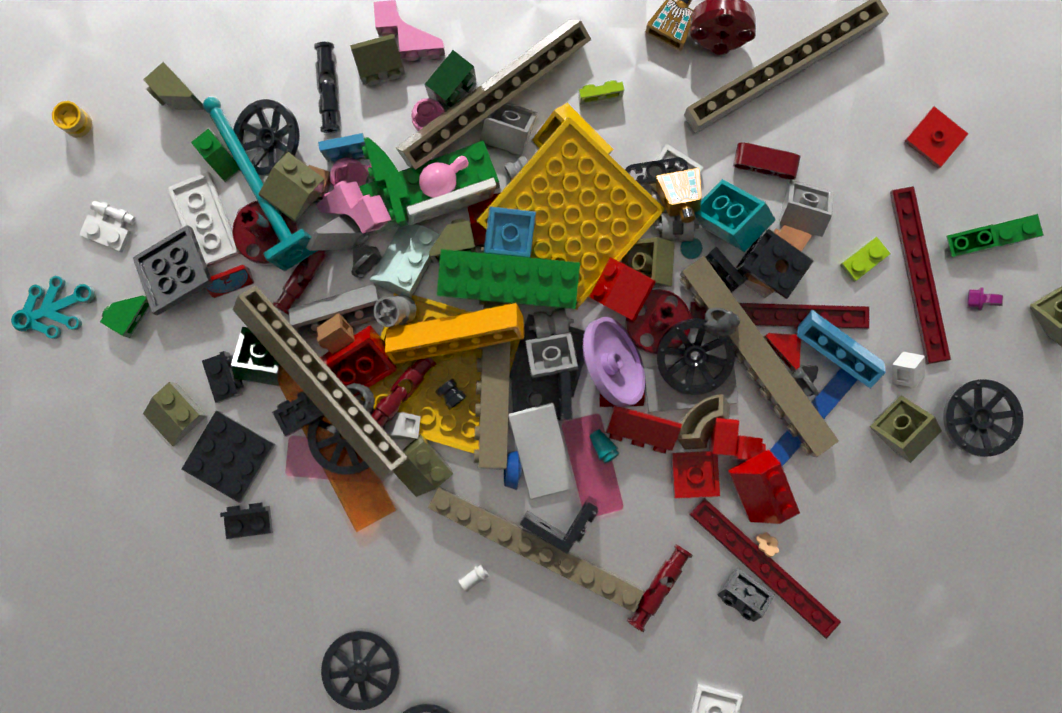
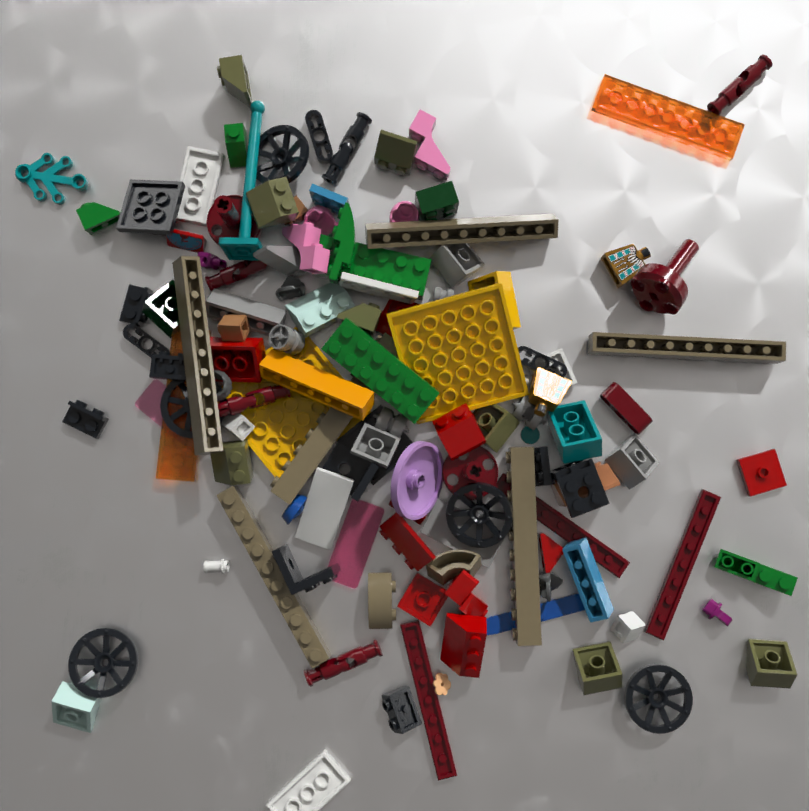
camera: 25 degrees right, 0 degrees up
(71, 119) = (152, 53): yellow wheel -> none
(104, 232) = (122, 148): white plate -> none
(173, 413) = (85, 308): olive slope -> none
(228, 456) = (103, 364): black plate -> none
(243, 400) = (140, 332): none -> black beam
(269, 283) = (213, 261): none -> magenta piece
(308, 99) = (318, 144): none -> black beam
(362, 663) = (98, 577): black wheel -> none
(441, 178) = (381, 266): bright pink hair -> none
(451, 393) = (287, 425): black wheel -> none
(509, 232) = (404, 337): dark azure tile -> none
(593, 93) = (545, 282): lime plate -> none
(604, 447) = (371, 535): teal cone -> none
(655, 503) = (380, 600): none -> dark tan brick
(724, 326) = (513, 507): dark grey piece -> none
(865, 259) = (650, 526): lime plate -> none

